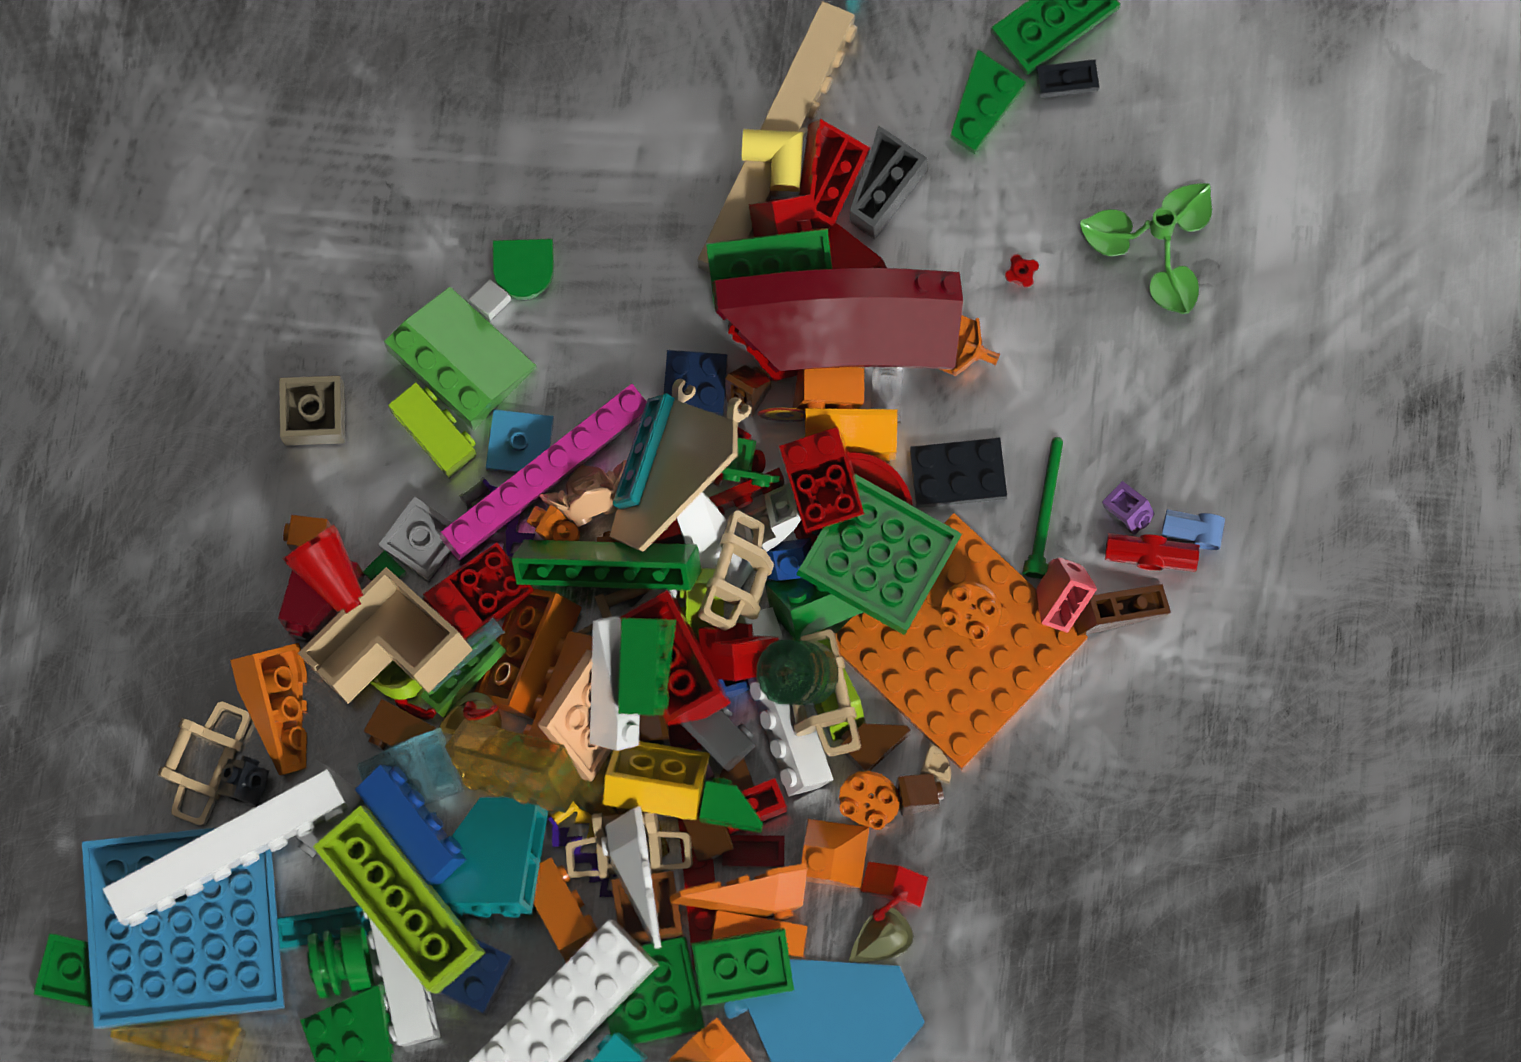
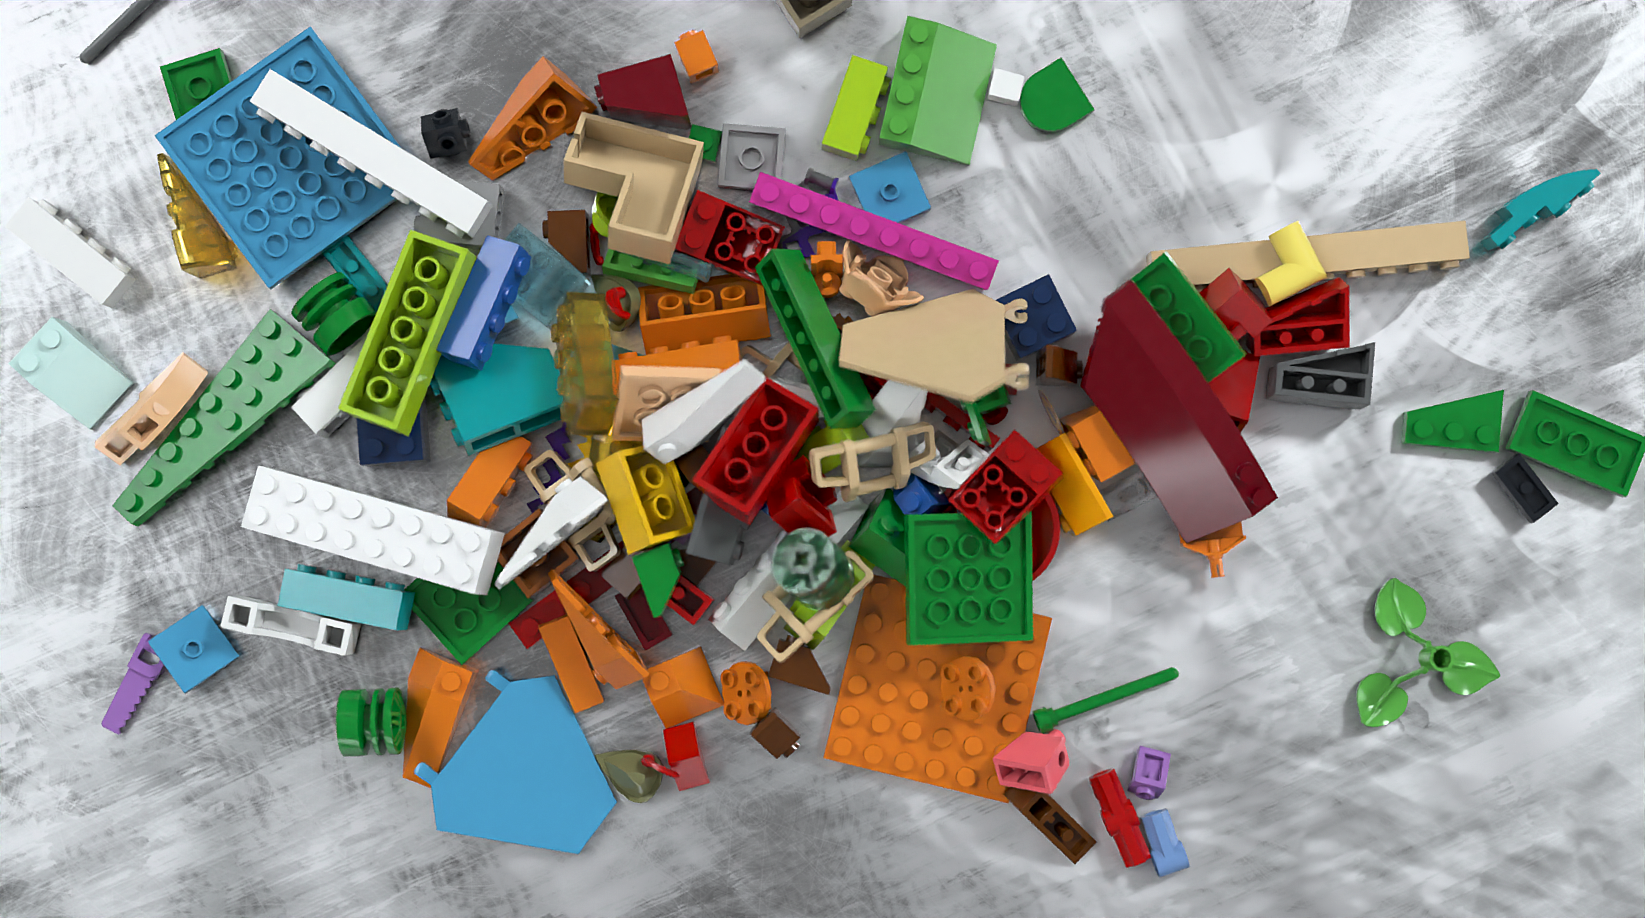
camera: 60 degrees right, 10 degrees up
(231, 747) = (472, 104): tan bar -> none
(327, 570) = (660, 91): red cone -> none
(643, 451) = (939, 309): teal tile -> none
(645, 665) = (732, 430): green wedge -> none
(742, 966) = (532, 667): green tile -> none
(936, 764) = (814, 732): tan tile -> none
(958, 472) = (1092, 600): black plate -> none
(1026, 278) = (1306, 546): red plate -> none

